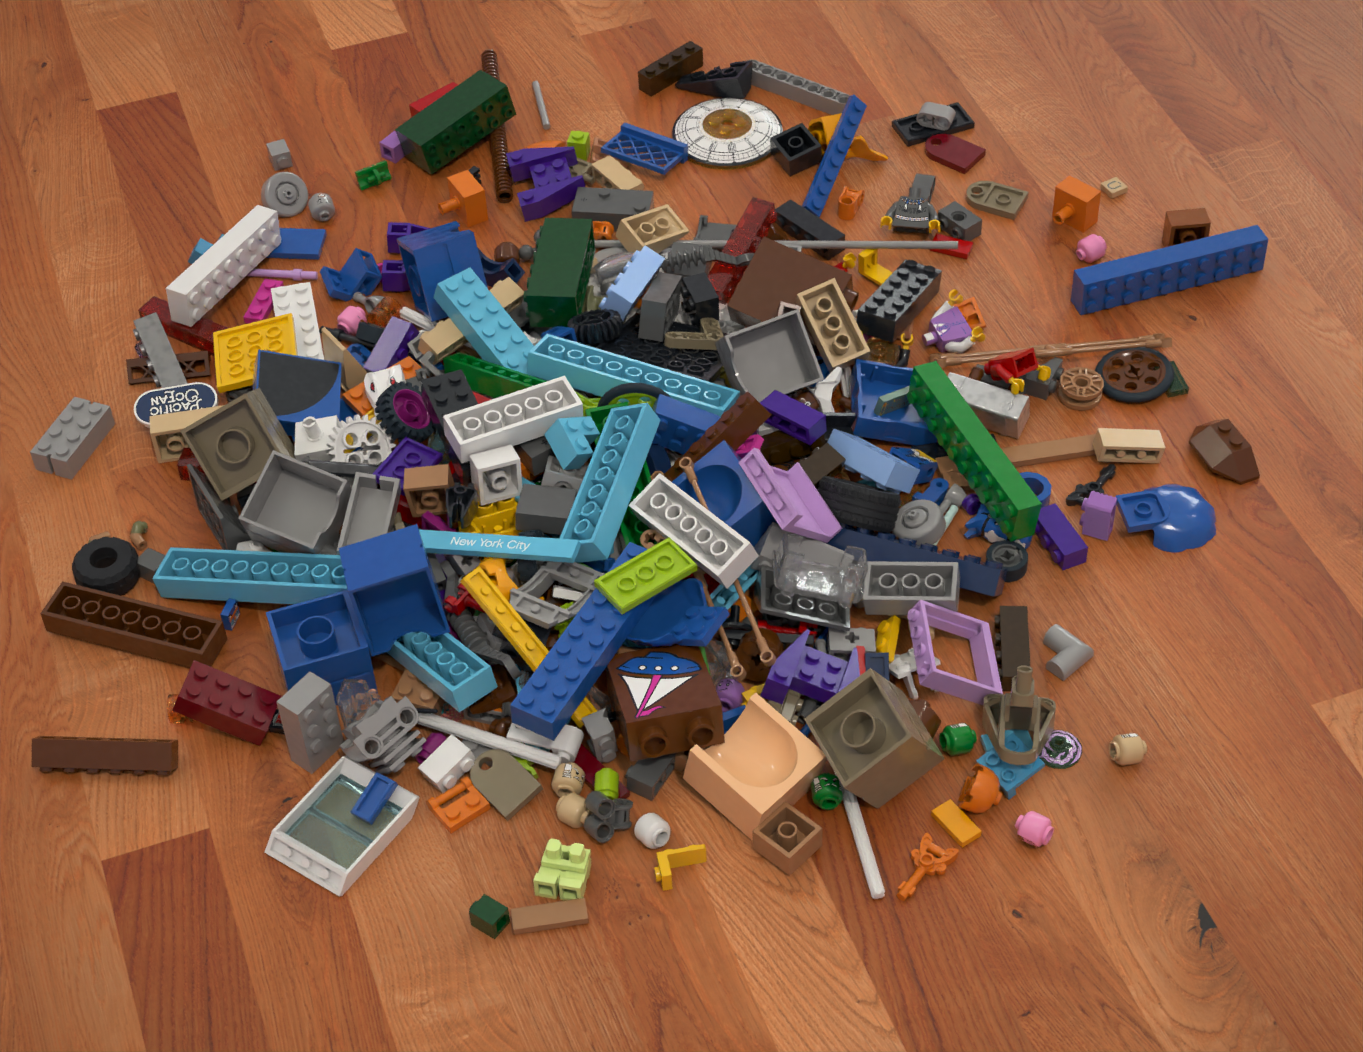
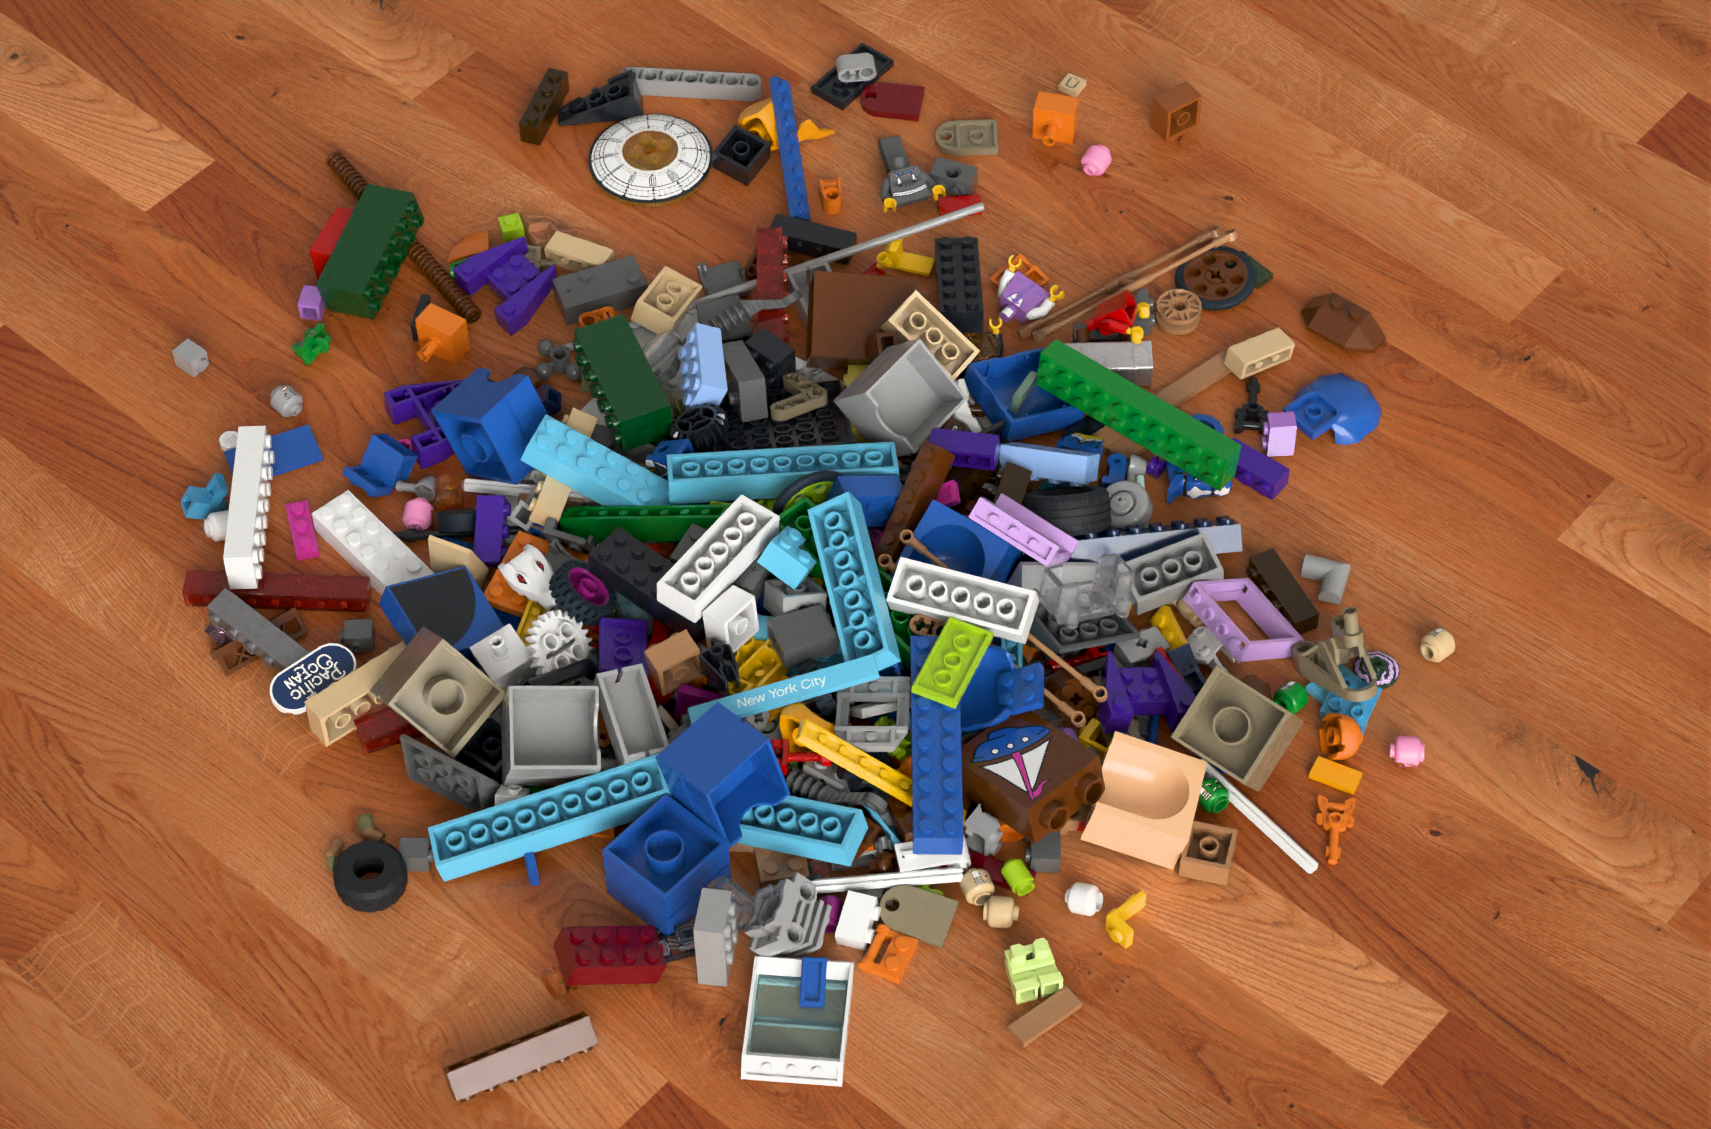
camera: 30 degrees left, 5 degrees up
(72, 438) = (220, 757): light grey piece -> none
(133, 625) = (447, 921): reddish brown brick -> none
(238, 346) = (349, 588): yellow plate -> none
(285, 194) = (236, 402): light grey wheel -> none
(296, 274) = (315, 486): lavender bar -> none
(489, 916) = (994, 1041): dark green brick -> none
(541, 106) = (431, 196): light grey bar -> none
(610, 815) = (1037, 904): dark grey piece -> none
(646, 141) = (584, 201): blue fence -> none
(1012, 556) = (1222, 503): wheel -> none
(1168, 269) = (1184, 158): blue brick -> none

